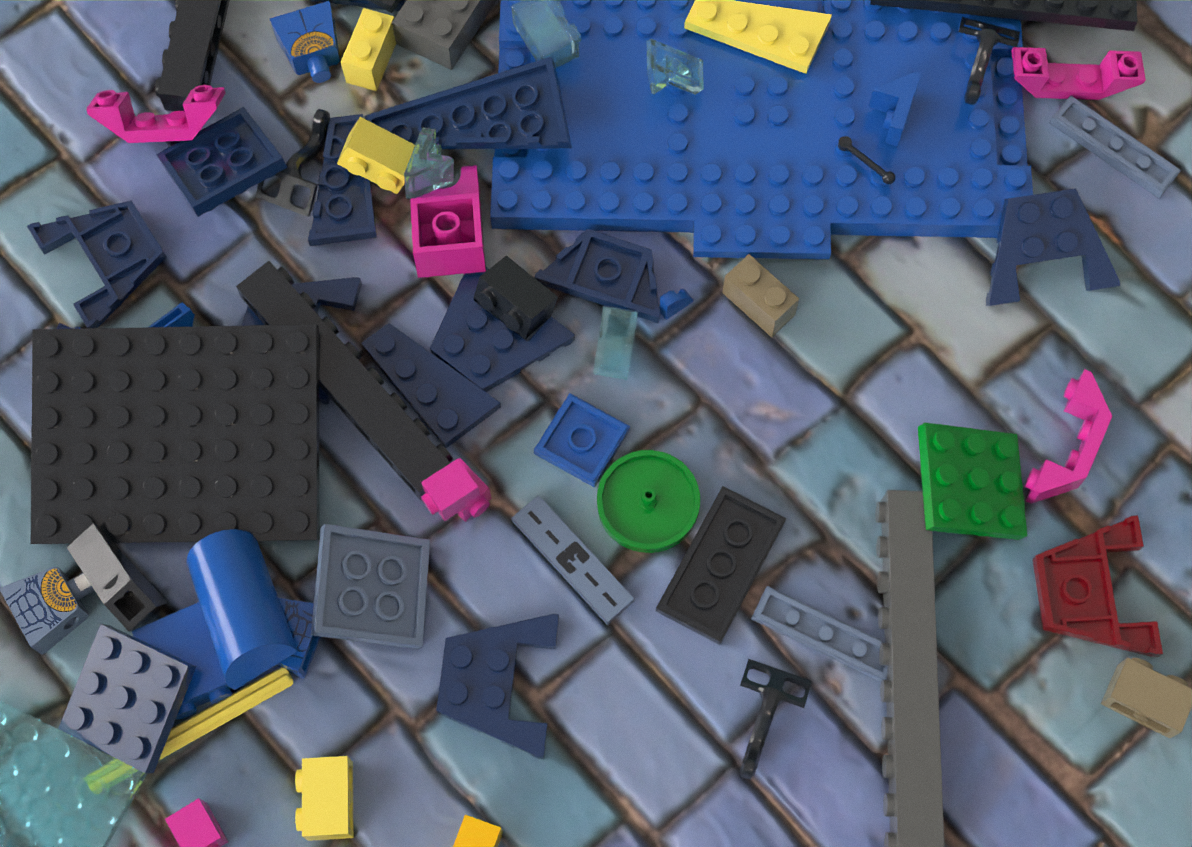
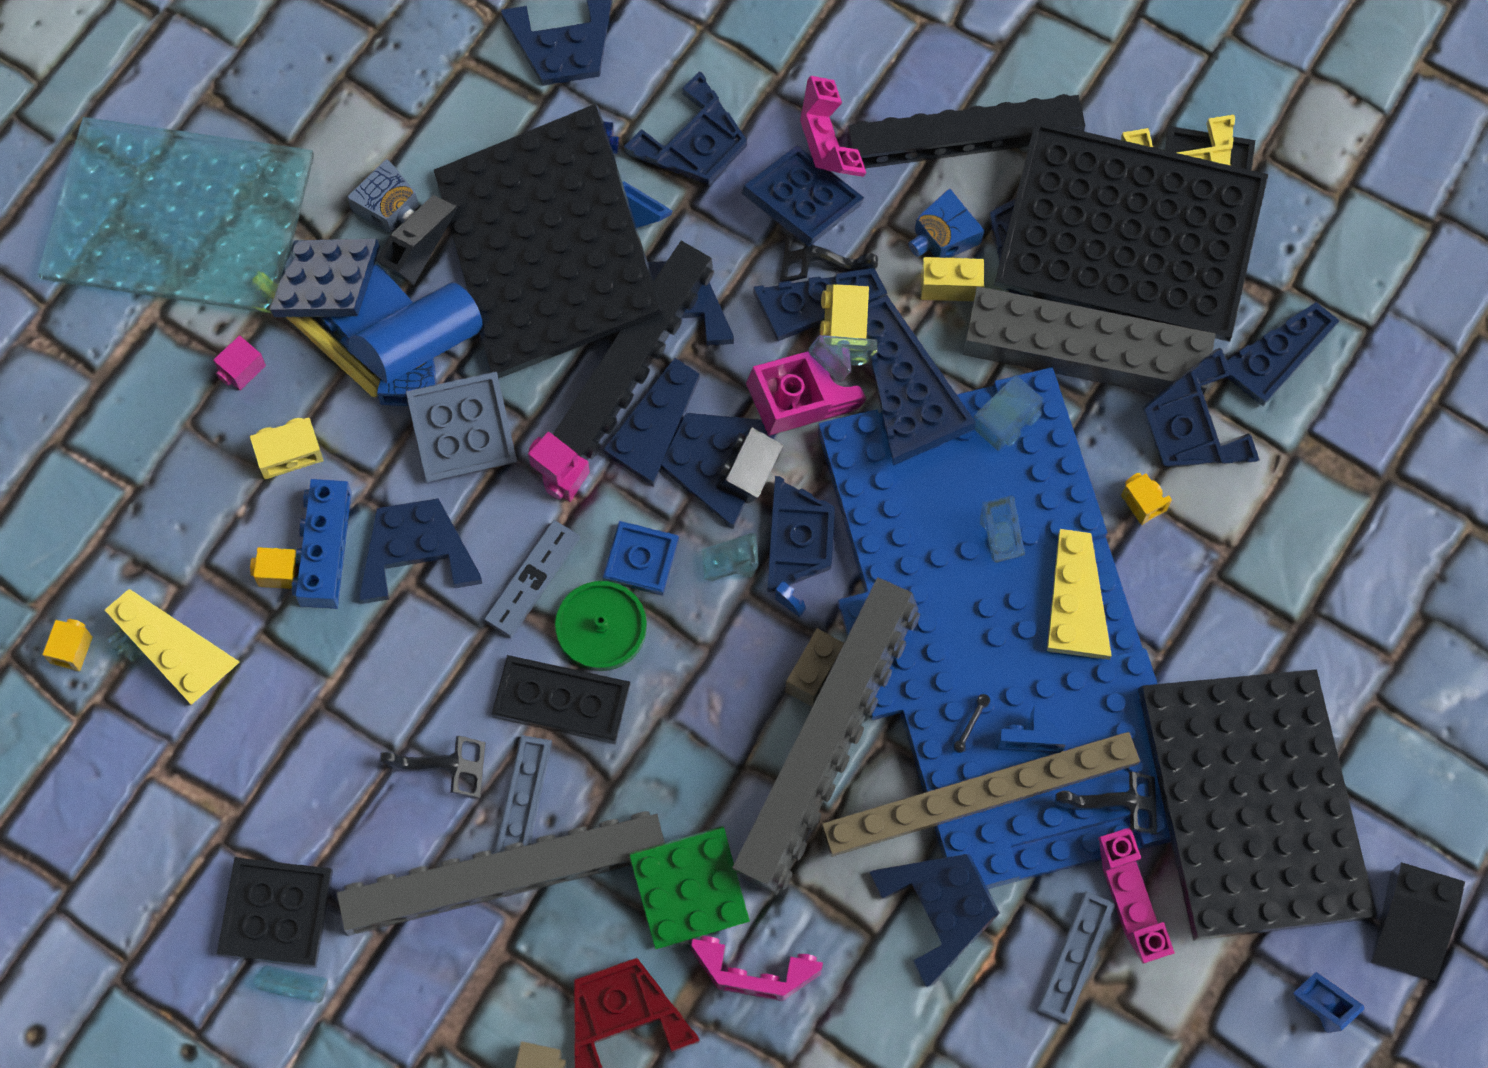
camera: 70 degrees right, 0 degrees up
(461, 782) = (323, 544): none -> blue brick
(854, 292) = (827, 737): none -> dark grey brick
(944, 178) = (980, 794): none -> dark tan plate

